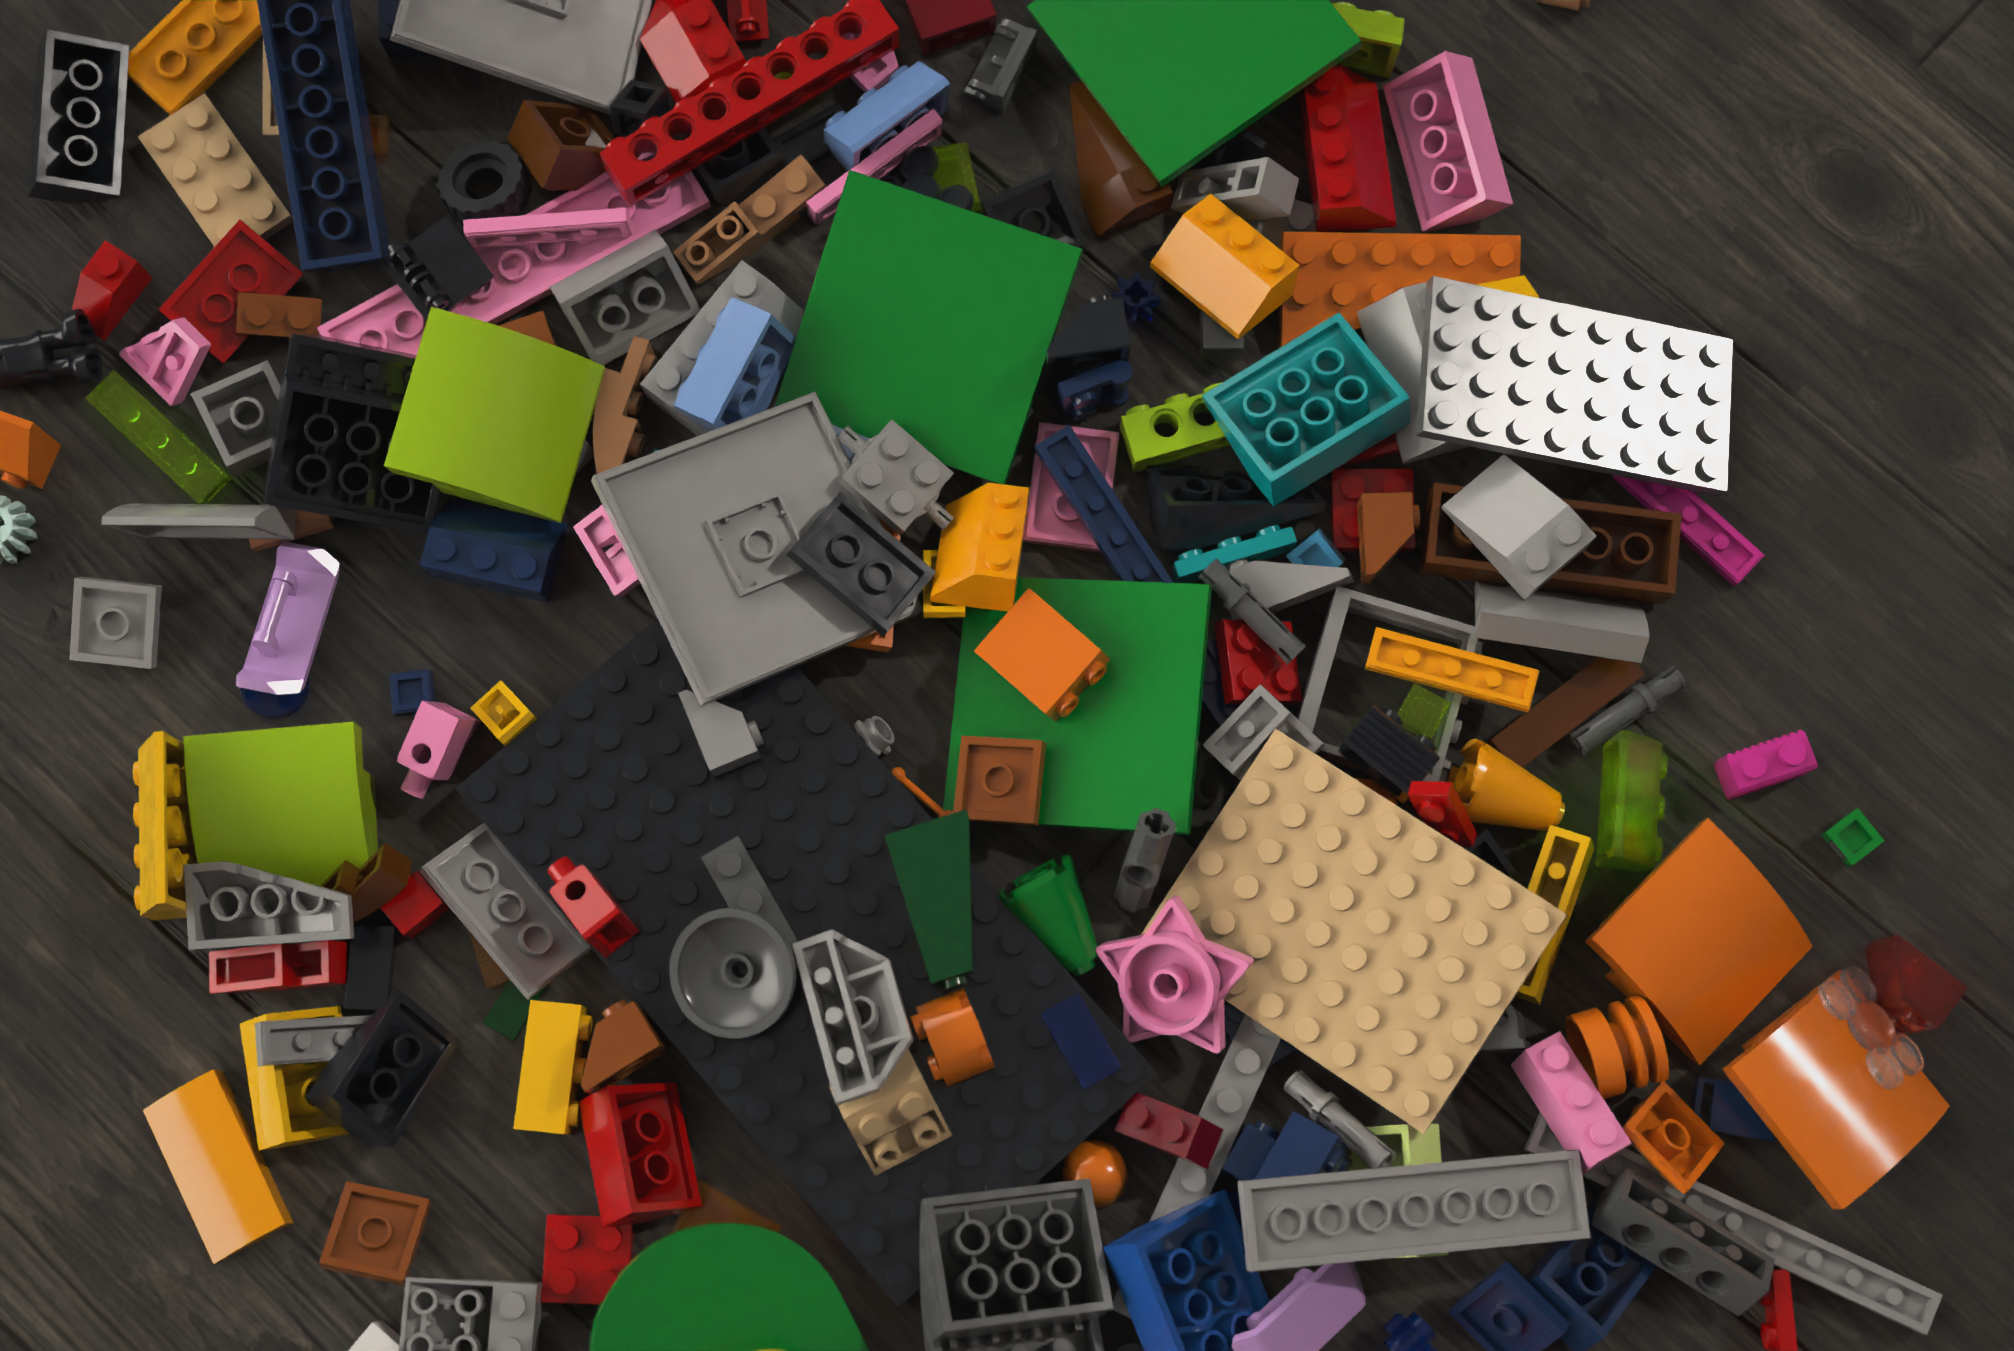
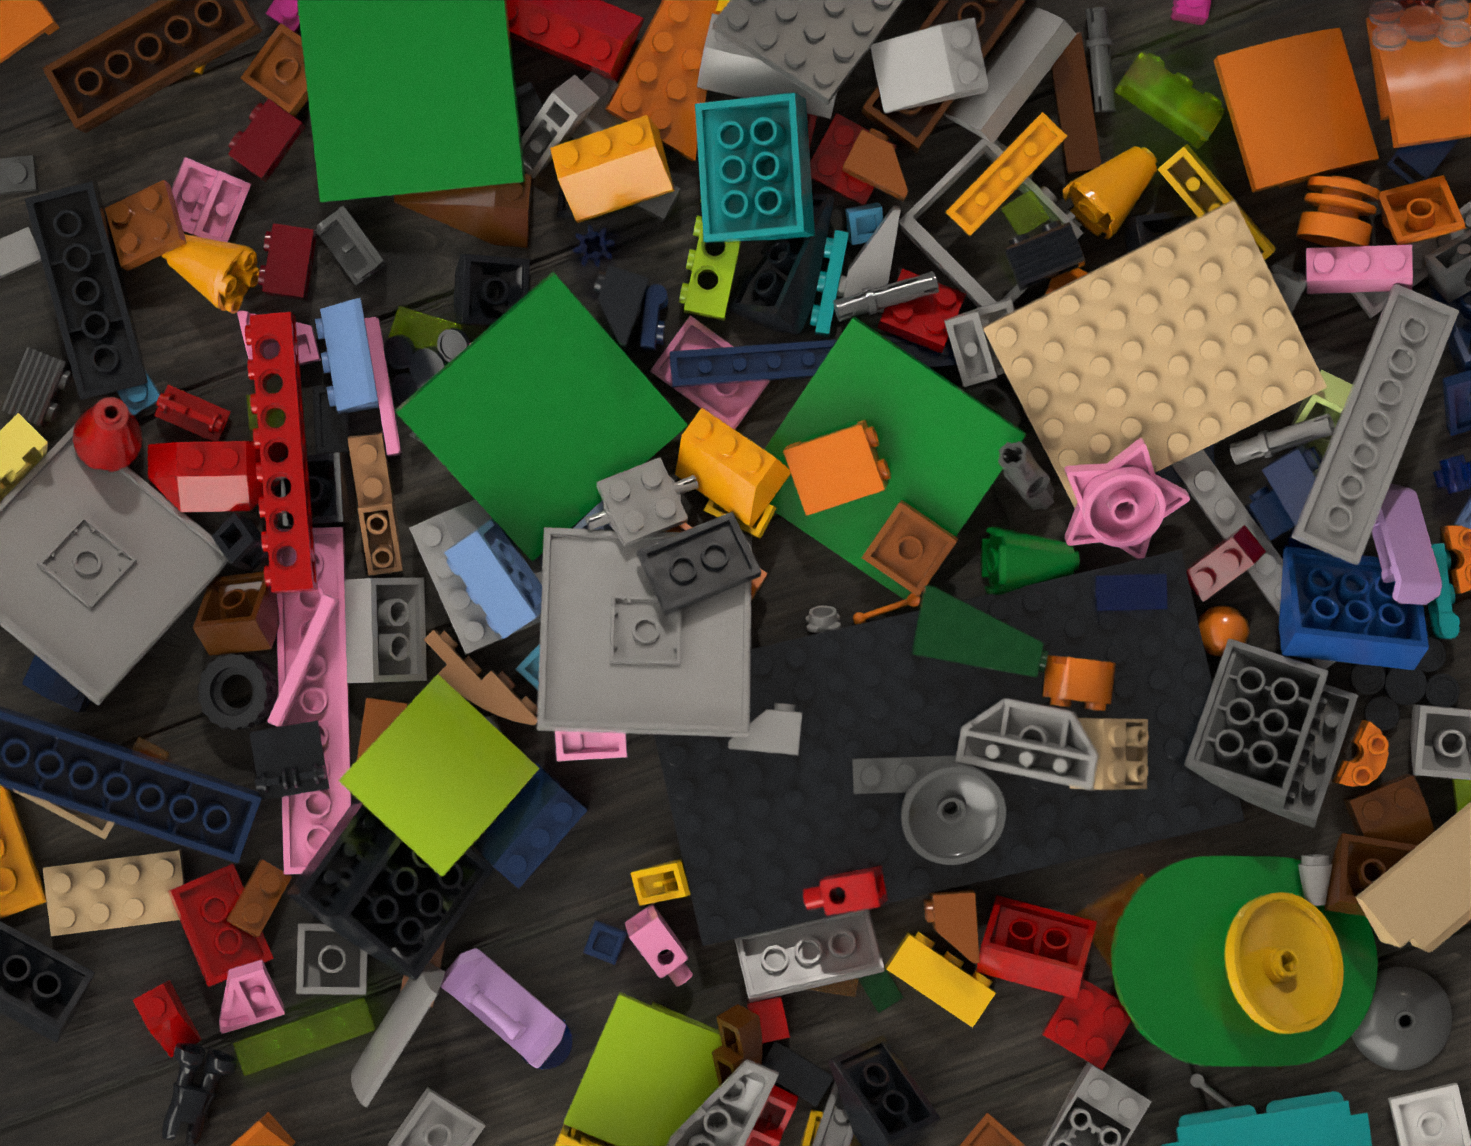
camera: 60 degrees left, 10 degrees up
(1442, 810) = (1110, 243): red plate -> none

